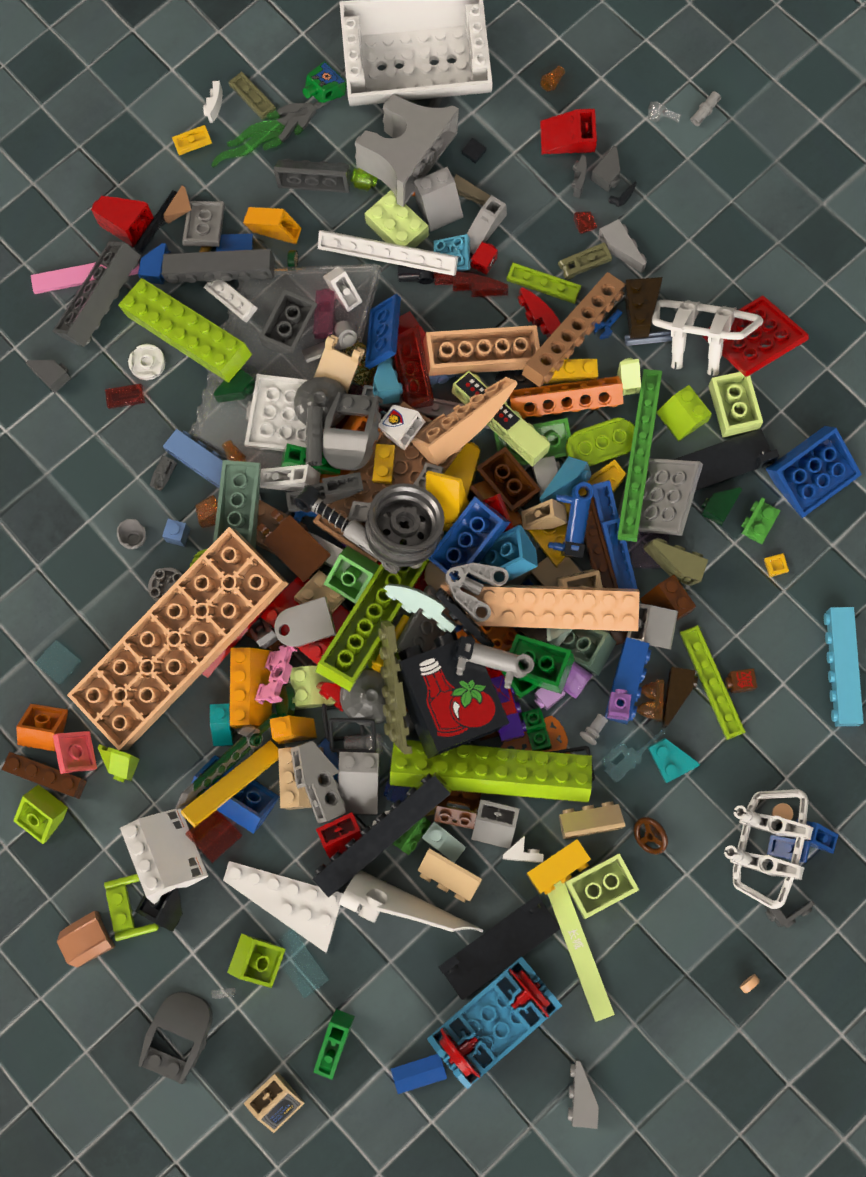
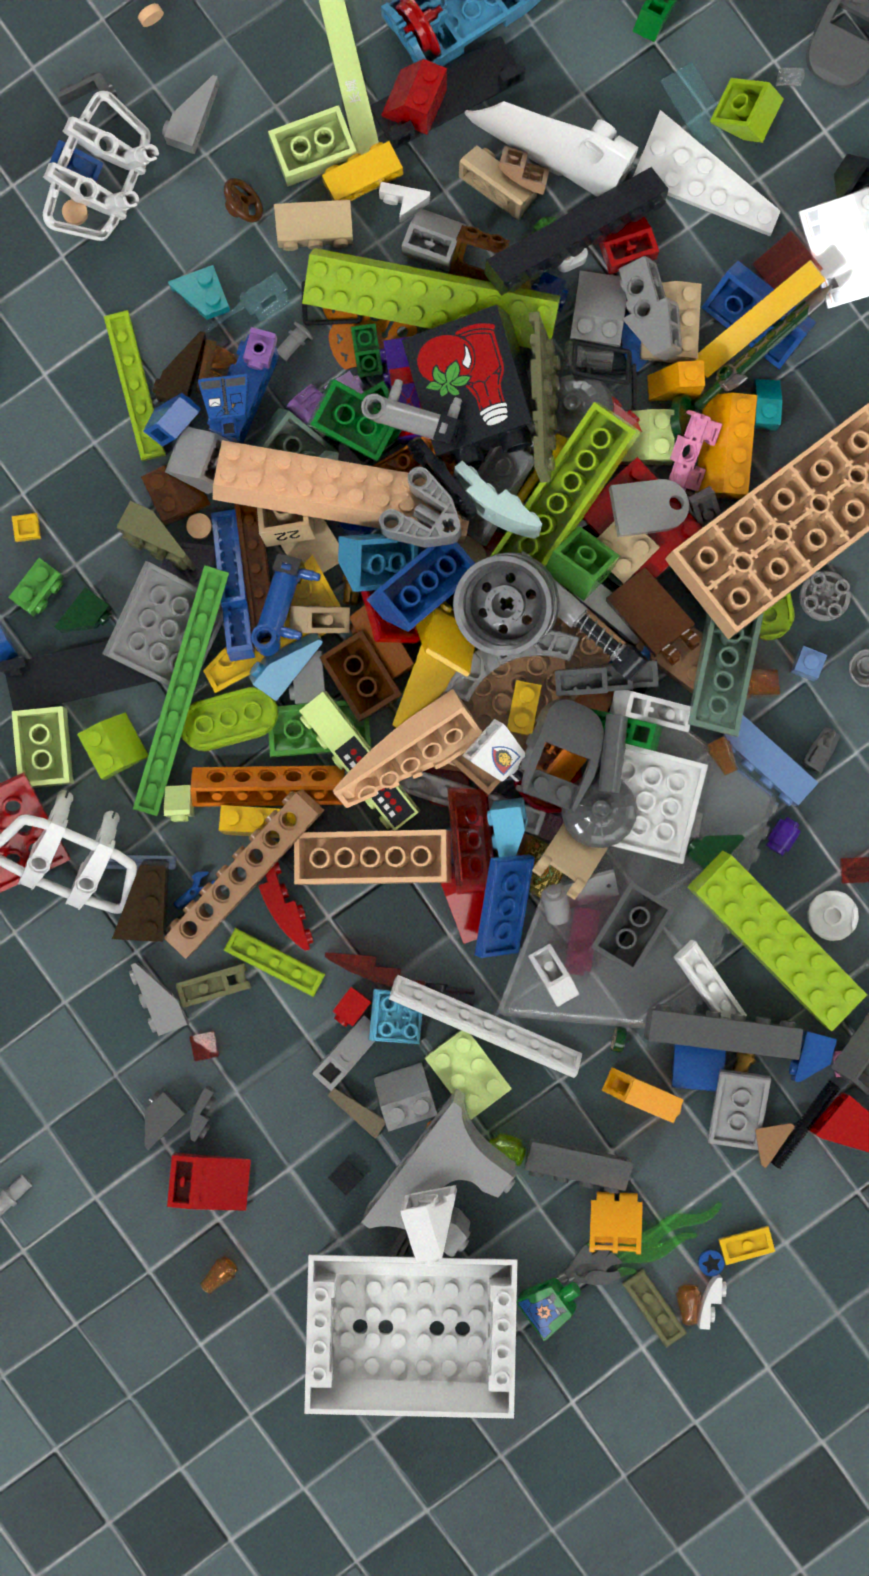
camera: 175 degrees right, 10 degrees up
(186, 409) = (783, 836): none -> dark purple brick
(215, 127) = (711, 1262): none -> blue tile
(228, 101) = (689, 1301): none -> clear orange cone
(282, 141) = (616, 1222): none -> light orange plate
(412, 108) = (428, 1221): none -> white slope
(430, 883) = (527, 175): none -> medium nougat slope
(443, 842) = (501, 221): light aqua slope -> none
(525, 934) = (417, 95): none -> red slope
(624, 197) = (142, 1078): black bar -> none
(639, 661) = (226, 400): none -> blue torso
(645, 581) = (199, 526): none -> light nougat tile
(658, 110) = (78, 1200): clear bar -> none
(680, 652) = (171, 419): none -> slope
(704, 896) = (190, 118): none -> light grey slope
(741, 681) = (98, 379): reddish brown brick -> none
(822, 837) = (30, 175): blue slope -> none

